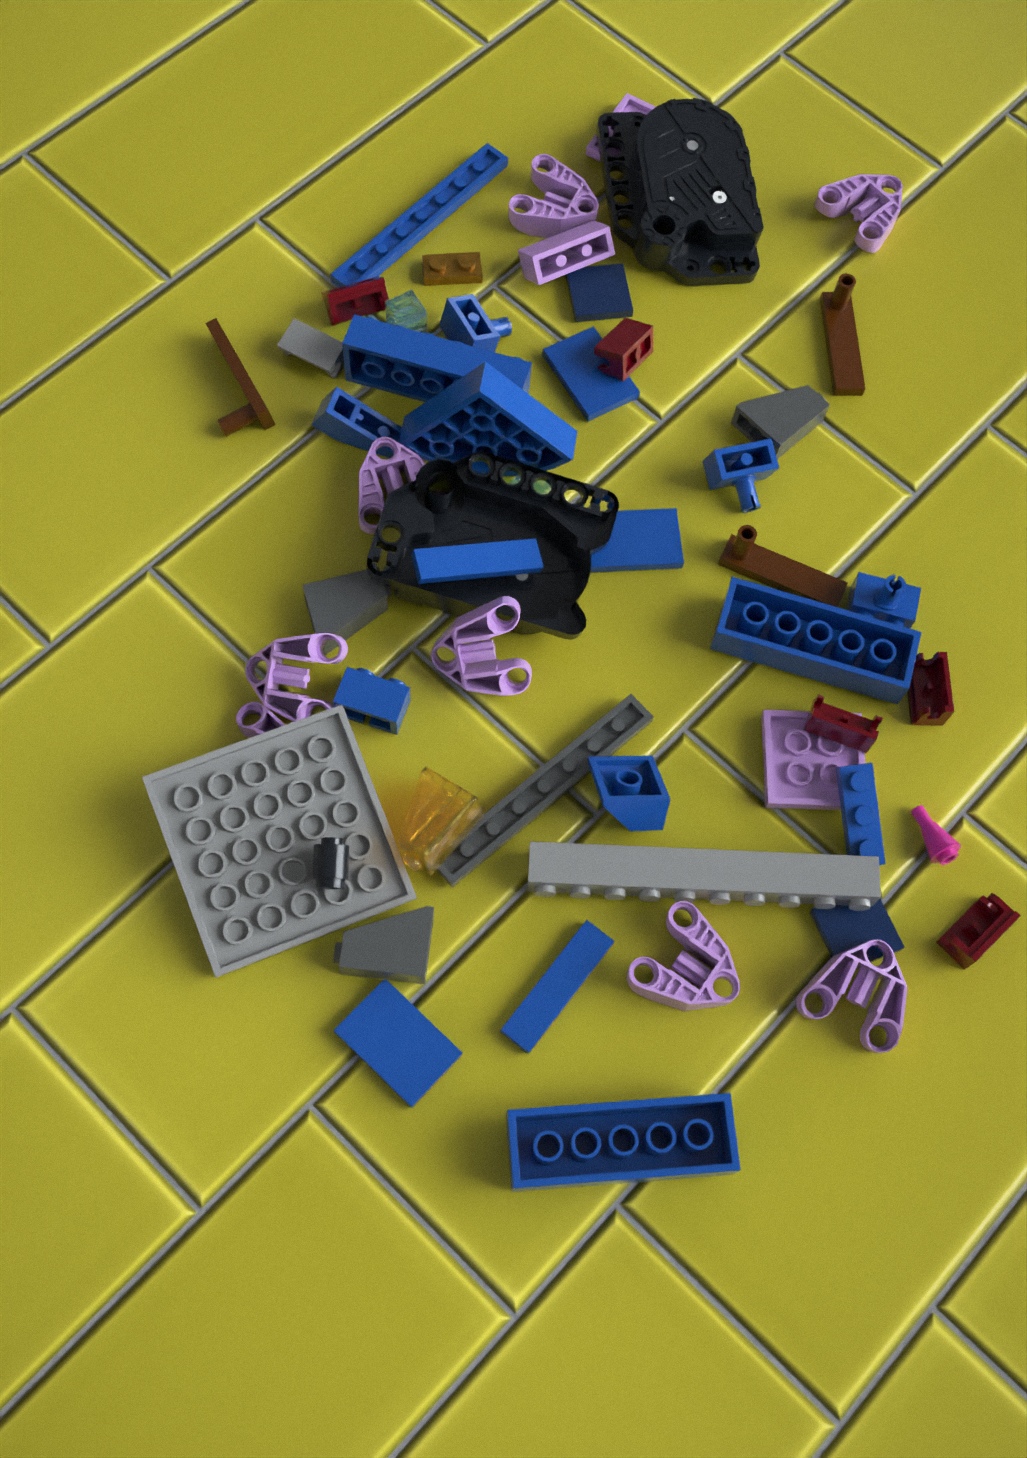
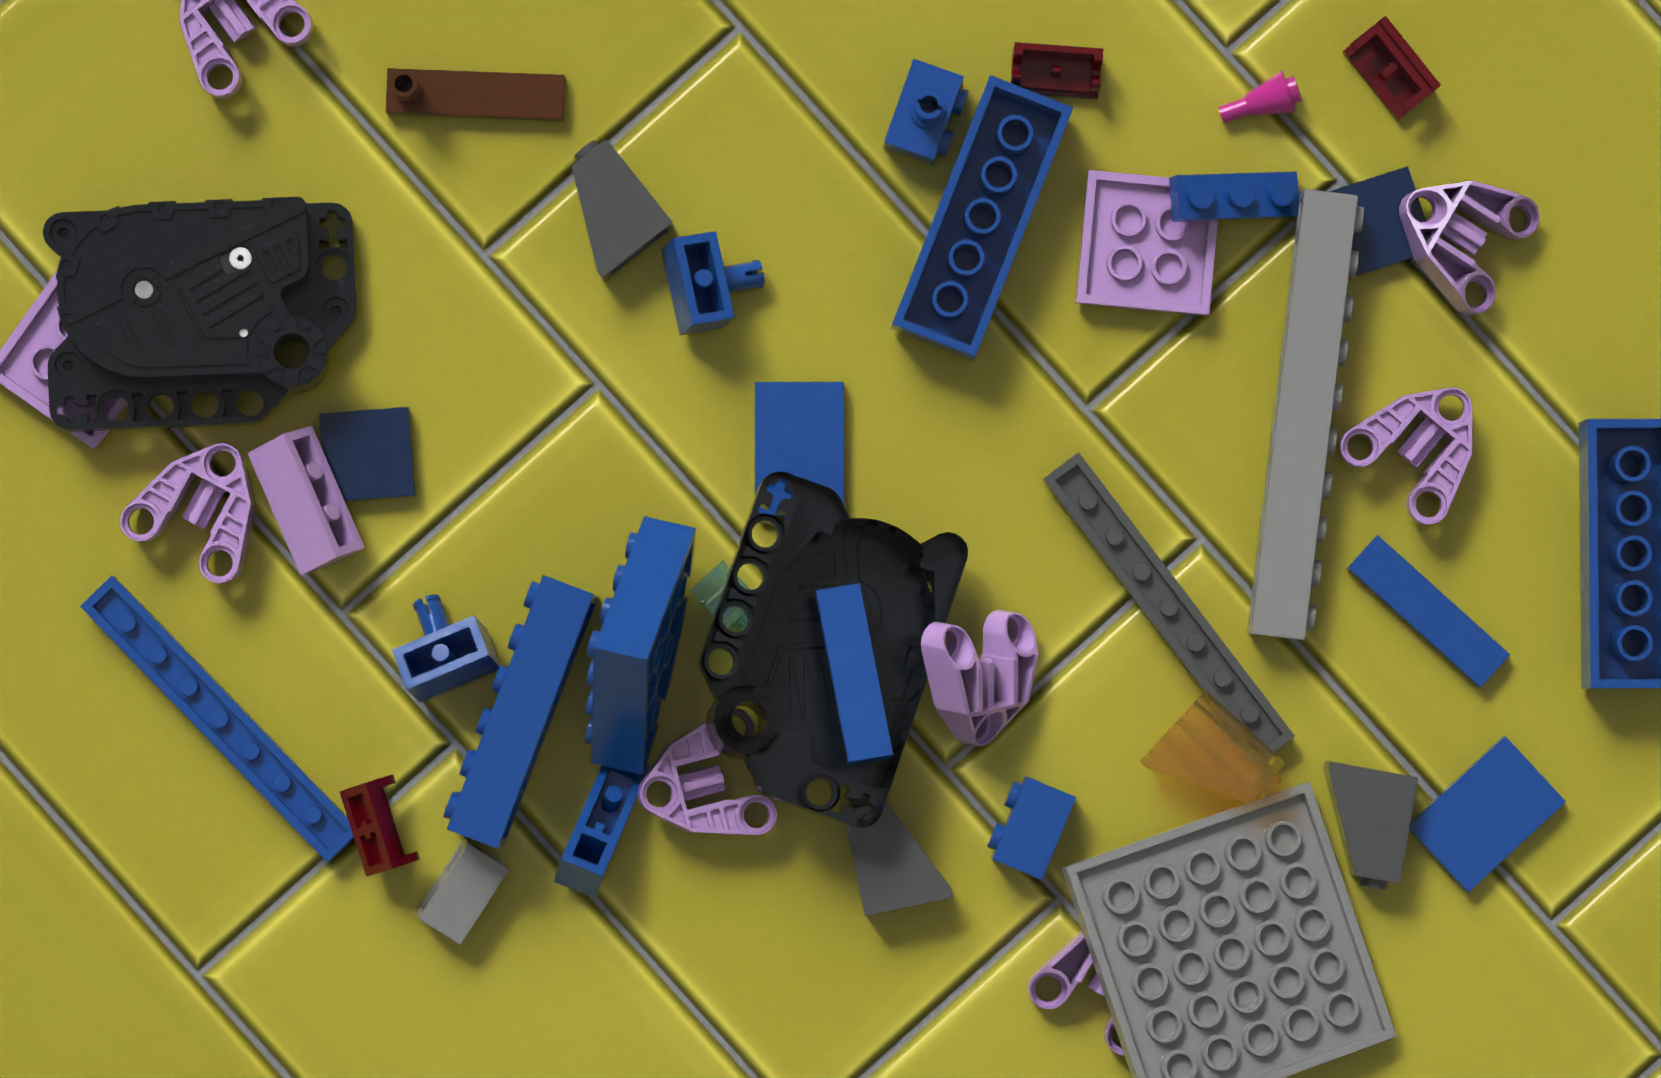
camera: 80 degrees left, 20 degrees up
(256, 407) = (558, 975): reddish brown piece -> none
(301, 648) = (990, 937): lavender connector -> none
(330, 863) = (1274, 888): black brick -> none
(407, 312) = (418, 751): clear light blue brick -> none
(452, 268) = (312, 676): pearl gold plate -> none
(579, 374) = (514, 481): blue tile -> none
(625, 348) = (485, 429): dark red hinge -> none
(631, 790) = (1183, 496): blue slope -> none
(778, 570) = (862, 242): reddish brown piece -> none
(842, 725) = (1108, 201): dark red hinge -> none

